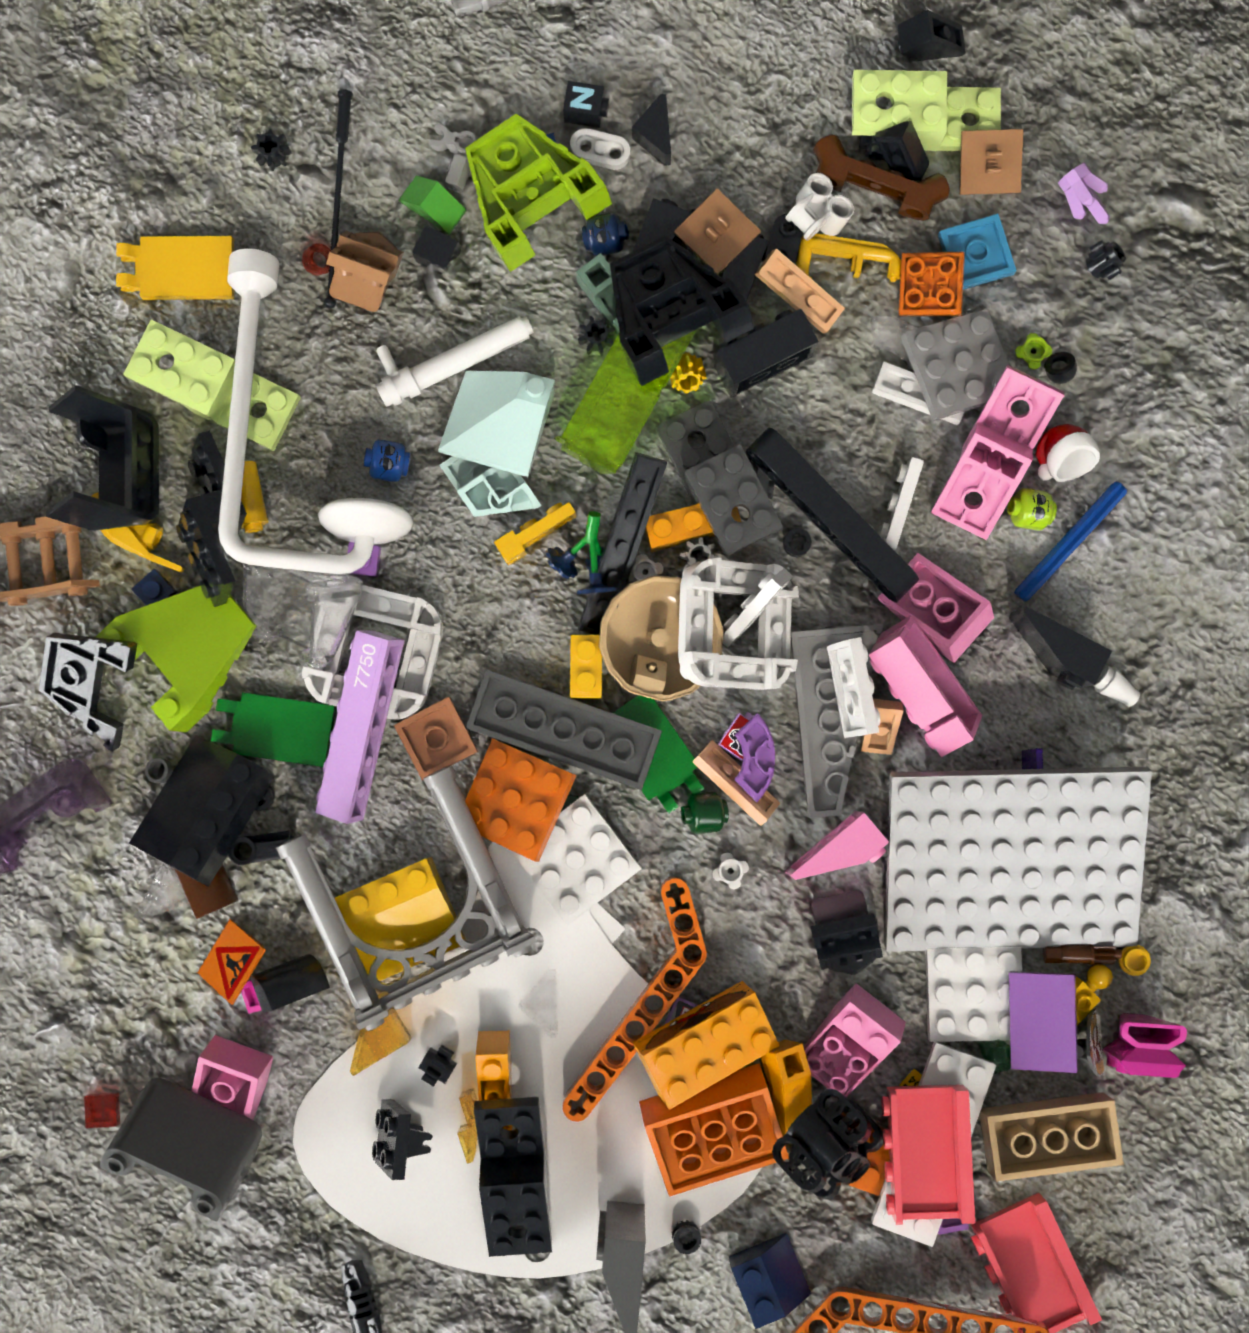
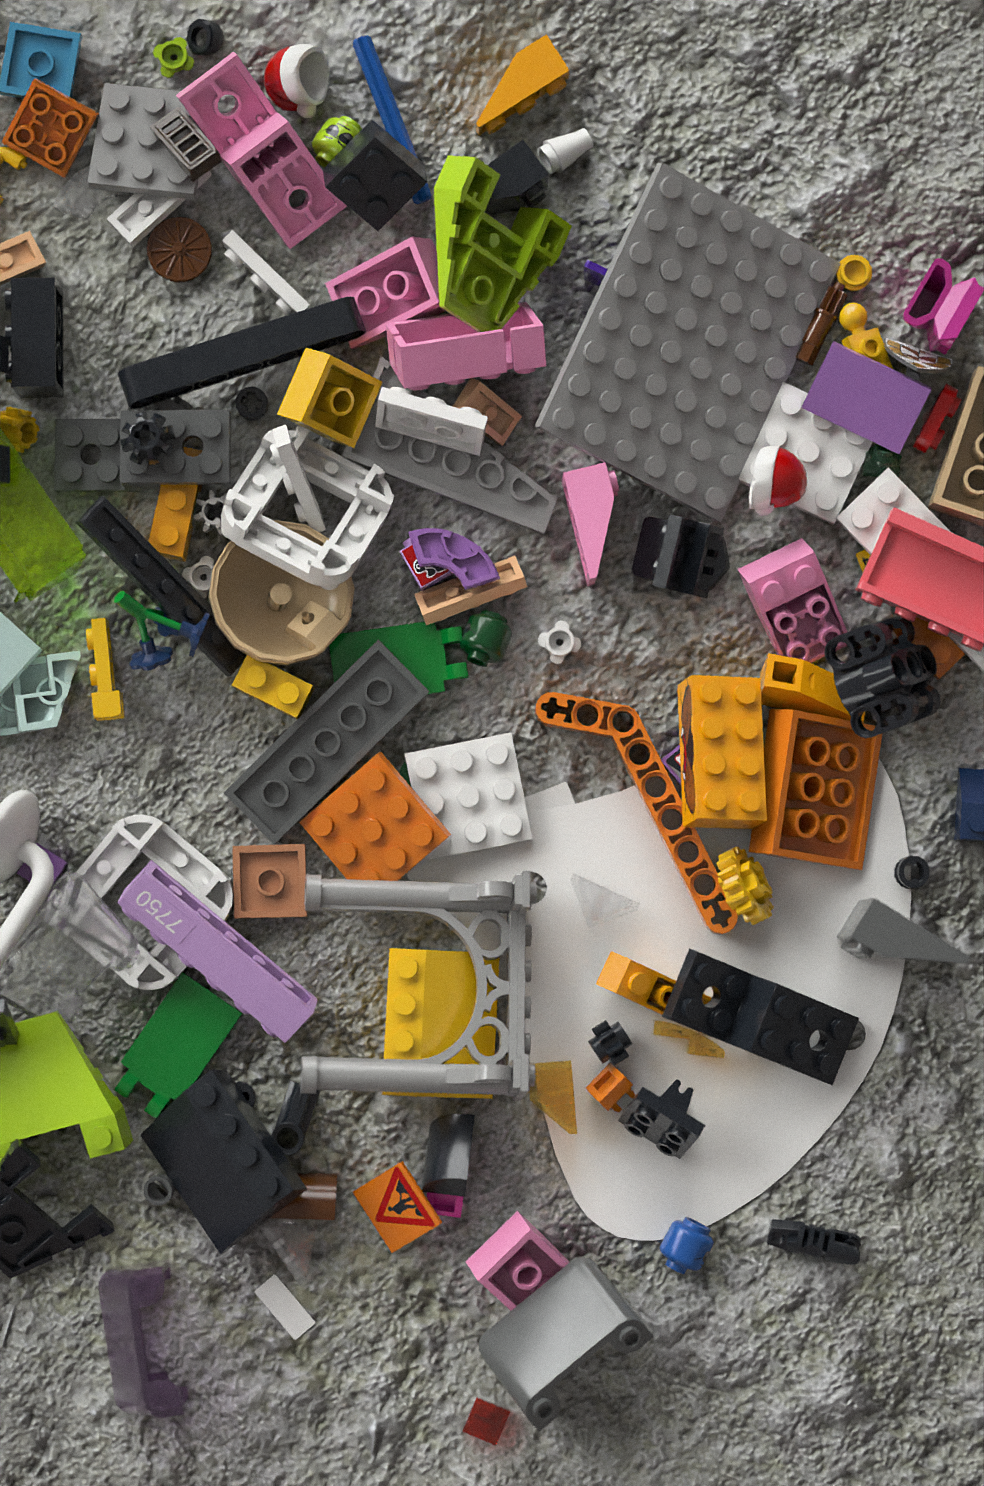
camera: 70 degrees left, 0 degrees up
(117, 910) = (284, 1307): none -> white sticker
(309, 1202) = (686, 1245): none -> blue head
(403, 1082) = (610, 1087): none -> orange tile
(610, 1114) = (745, 885): none -> yellow gear
(732, 466) = (141, 430): none -> black piece
(831, 600) = (329, 397): none -> yellow brick
(887, 428) = (179, 249): none -> reddish brown wheel
(942, 982) = (777, 480): none -> piece
(964, 410) = (200, 164): none -> slope
(1000, 664) = (481, 261): none -> lime wedge
(1022, 549) = (374, 175): none -> black brick
(1040, 1082) = (945, 405): none -> red plate
(1160, 631) = (530, 75): none -> light orange slope

